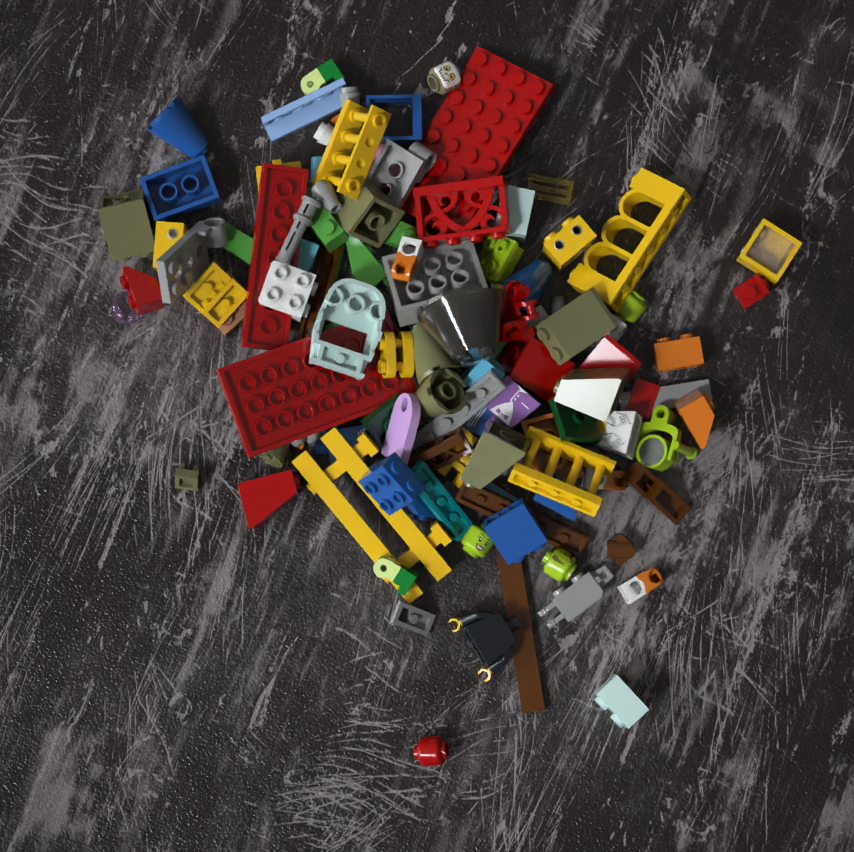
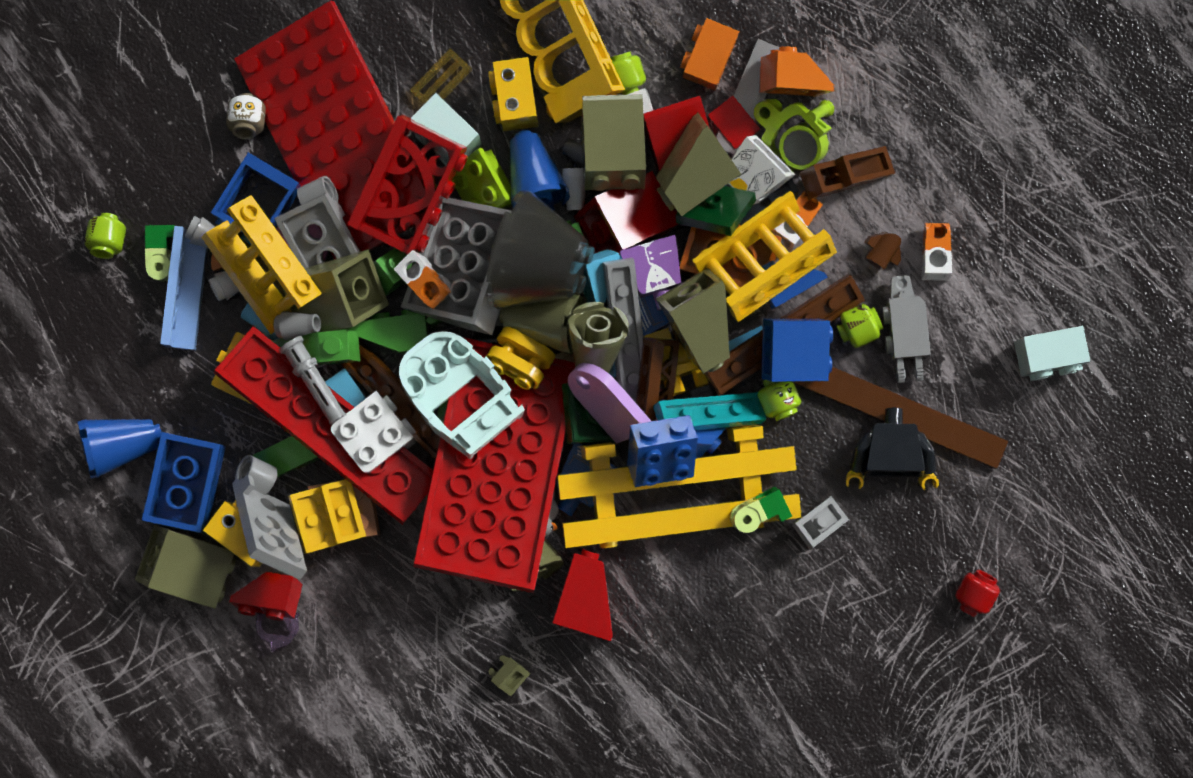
camera: 55 degrees left, 0 degrees up
(309, 37) = (105, 236): none -> lime head
(514, 321) = (567, 204): red piece -> none

